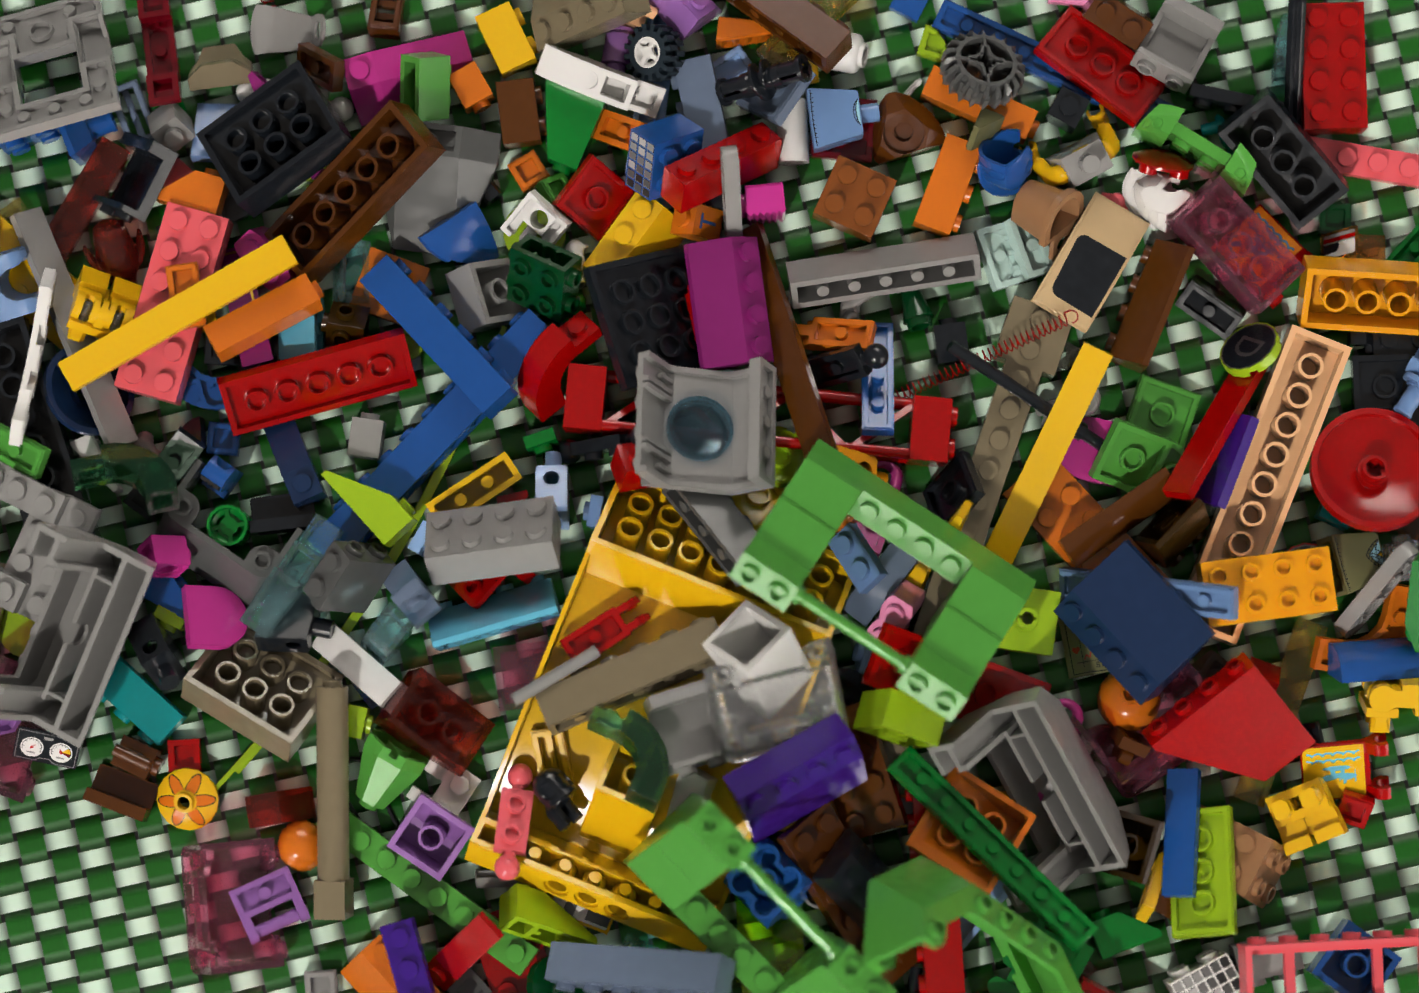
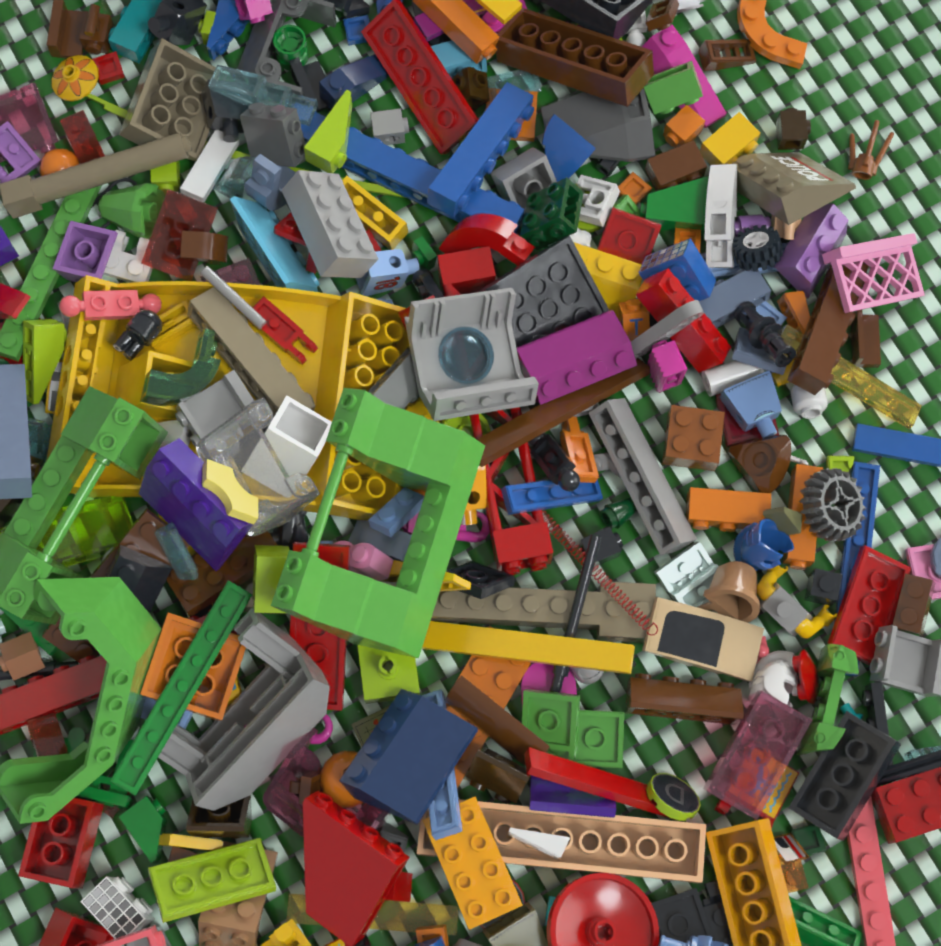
camera: 70 degrees right, 10 degrees down
(212, 617) = (215, 48): dark pink tile -> none
(220, 476) = (328, 30): blue leg -> none
(467, 695) = (204, 247): none -> reddish brown brick
(781, 870) = (108, 514): blue piece -> none
(790, 741) = (224, 485): none -> light yellow tile
(837, 816) = (177, 552): none -> clear light blue slope
(1181, 833) = (241, 852): blue tile -> none
(1211, 307) = (699, 755): black slope -> none
(1268, 499) = (547, 843): none -> white slope

